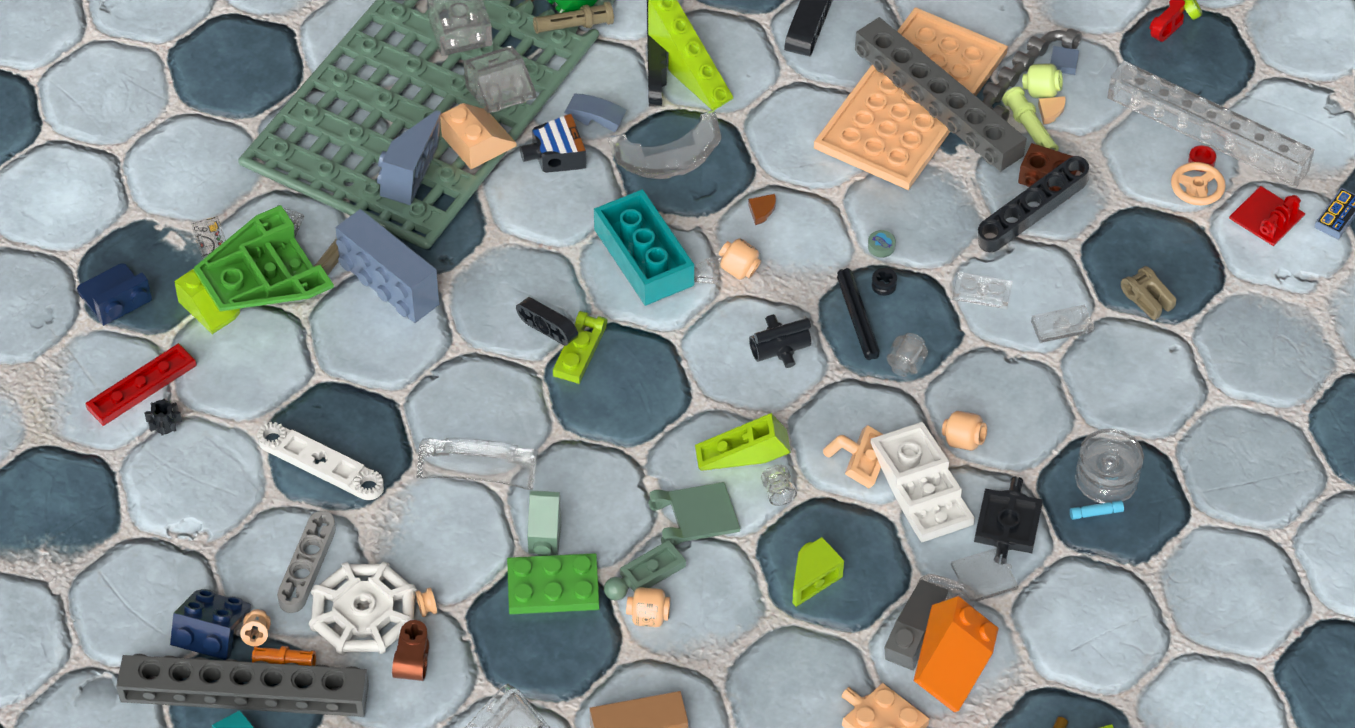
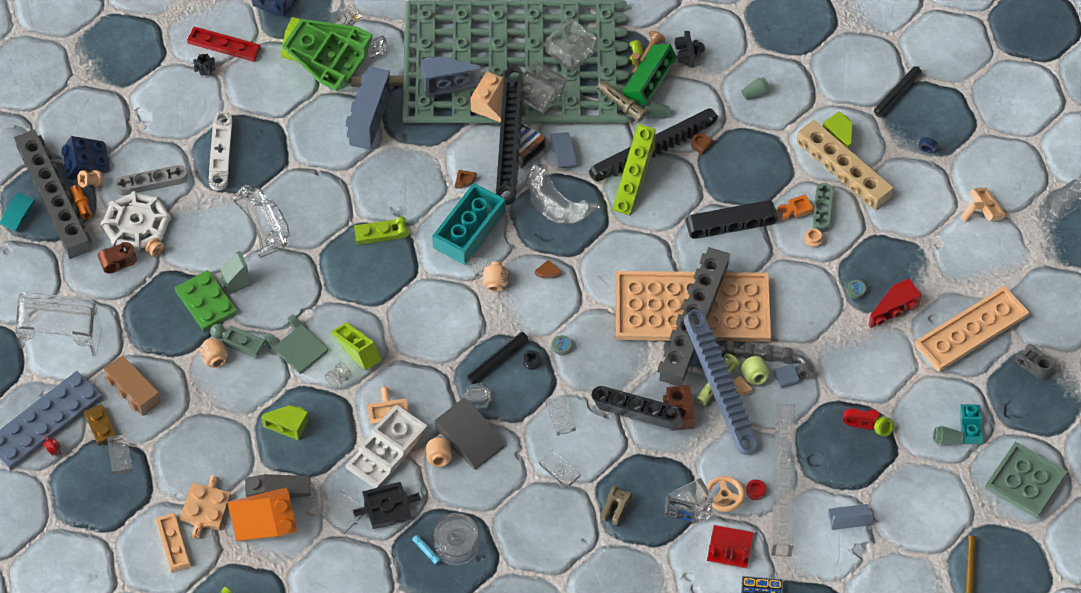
camera: 60 degrees right, 5 degrees up
(547, 138) = (510, 134): none -> black gear
(547, 321) = (382, 204): black beam -> none
(561, 228) = (465, 179): none -> dark orange tile
(780, 340) = (446, 326): black pin -> none
(953, 386) = (469, 433): none -> dark grey slope
(1048, 110) = (720, 382): none -> sand blue gear
(1198, 214) = (689, 503): none -> clear slope
(1290, 92) = (850, 516): none -> sand blue panel

